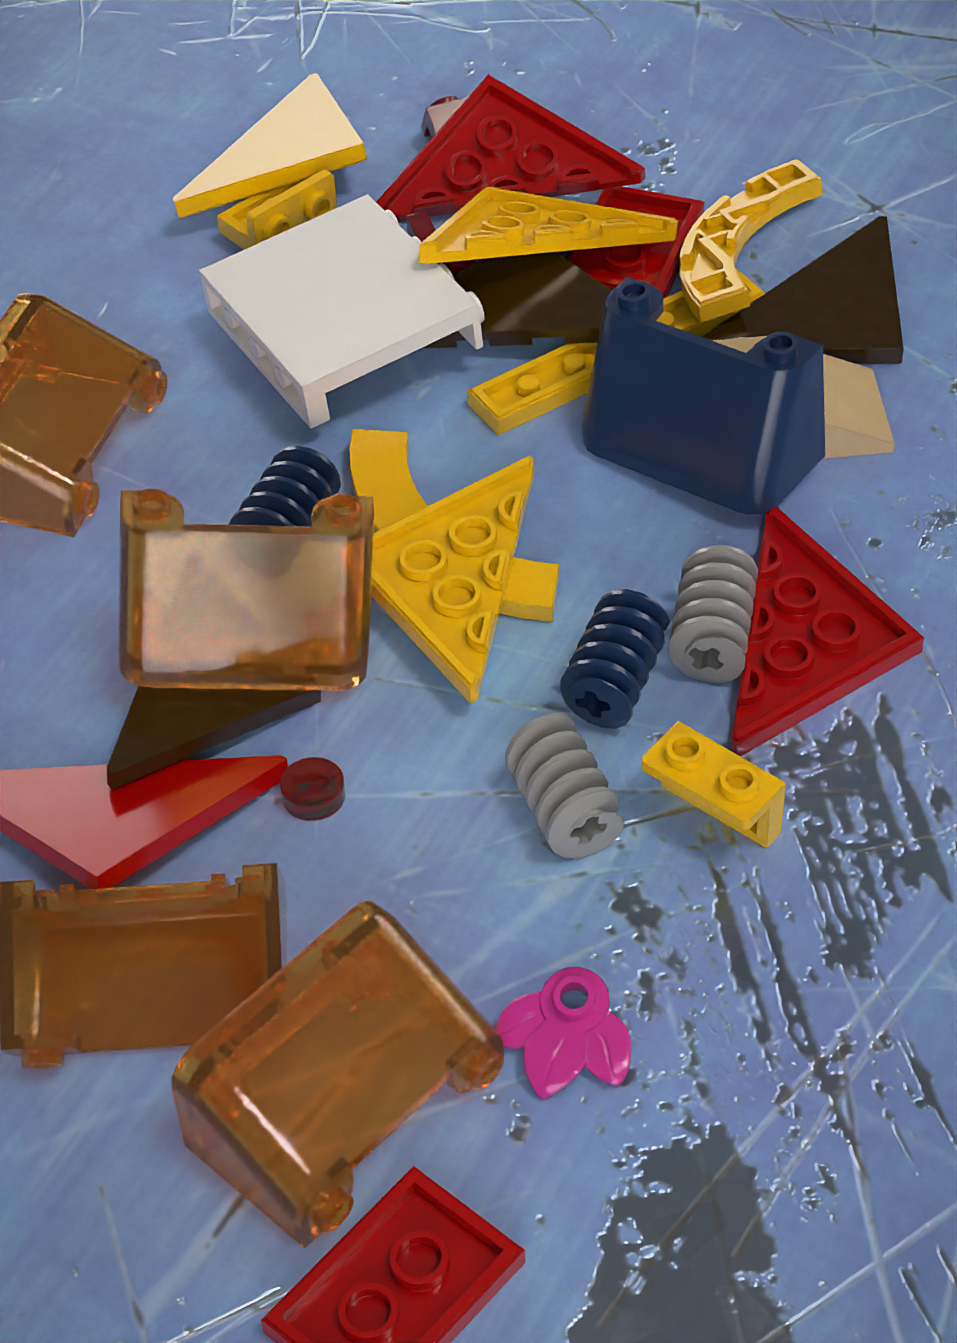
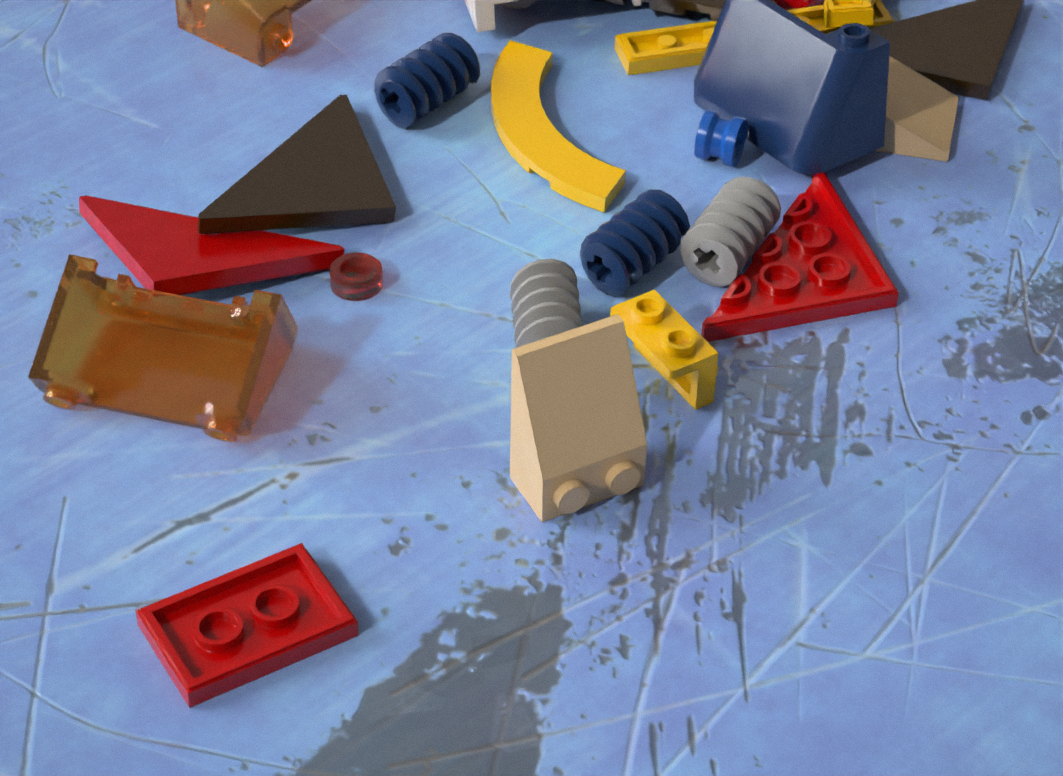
camera: 15 degrees right, 5 degrees down
(244, 599) = (357, 121): clear orange windscreen -> none
(328, 1068) = (262, 446): clear orange windscreen -> none
(449, 571) = (535, 150): yellow tile -> none
(563, 1039) = (461, 491): dark pink plate -> none
(647, 494) = (720, 138): none -> blue wheel
(675, 924) = (575, 419): none -> tan slope

